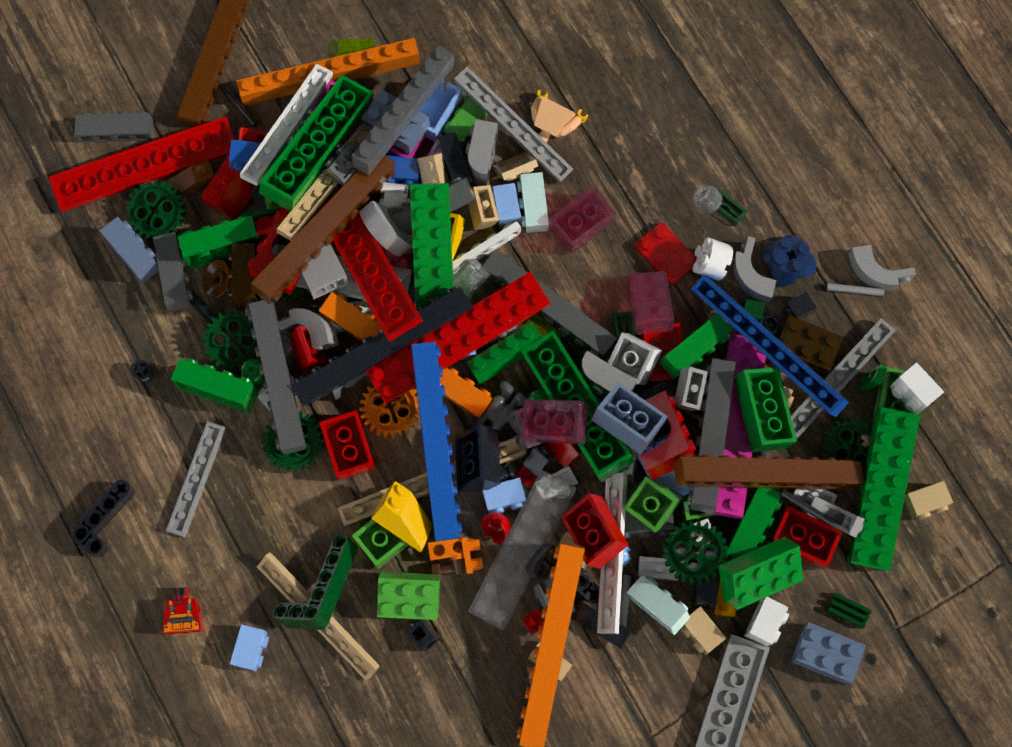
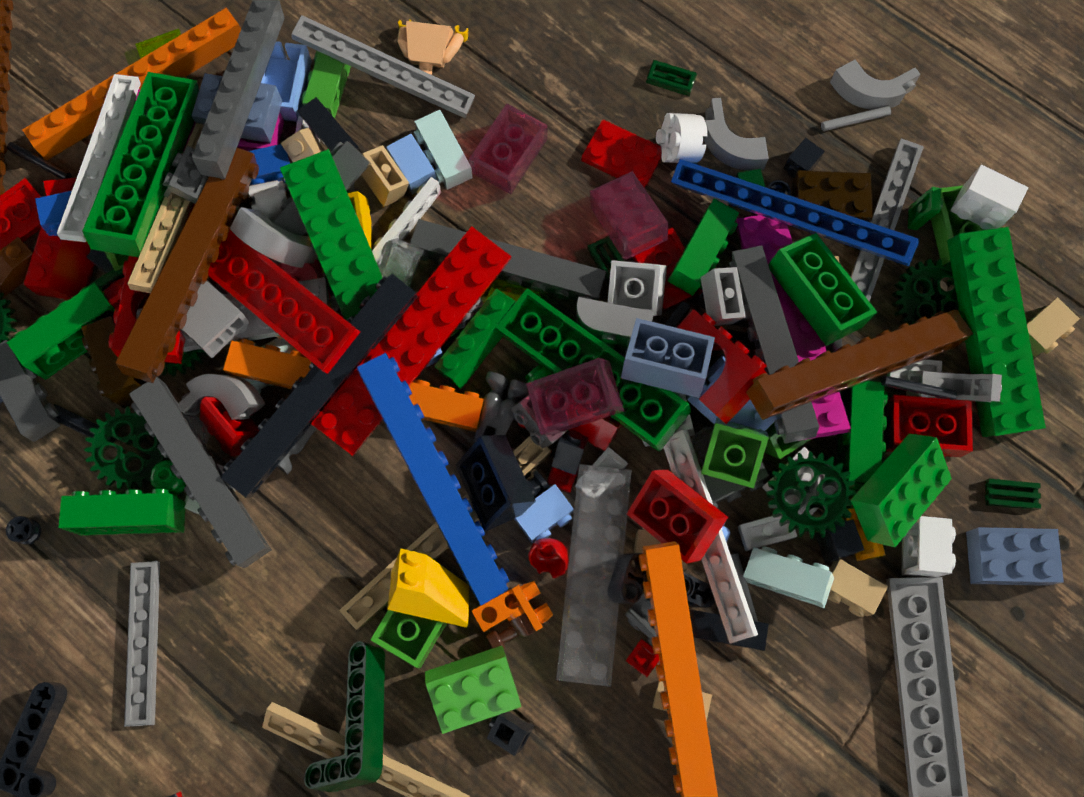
camera: 20 degrees left, 0 degrees up
(216, 278) = (80, 379): reddish brown dish -> none
(294, 460) = (260, 570): dark green gear -> none
(347, 445) = (322, 526): red brick -> none
(375, 413) = (342, 472): orange gear -> none
(481, 150) = (356, 108): light grey brick -> none
(516, 165) = (399, 119): tan plate -> none
(707, 199) = (645, 75): clear hair -> none
(786, 270) = (767, 122): dark blue brick -> none

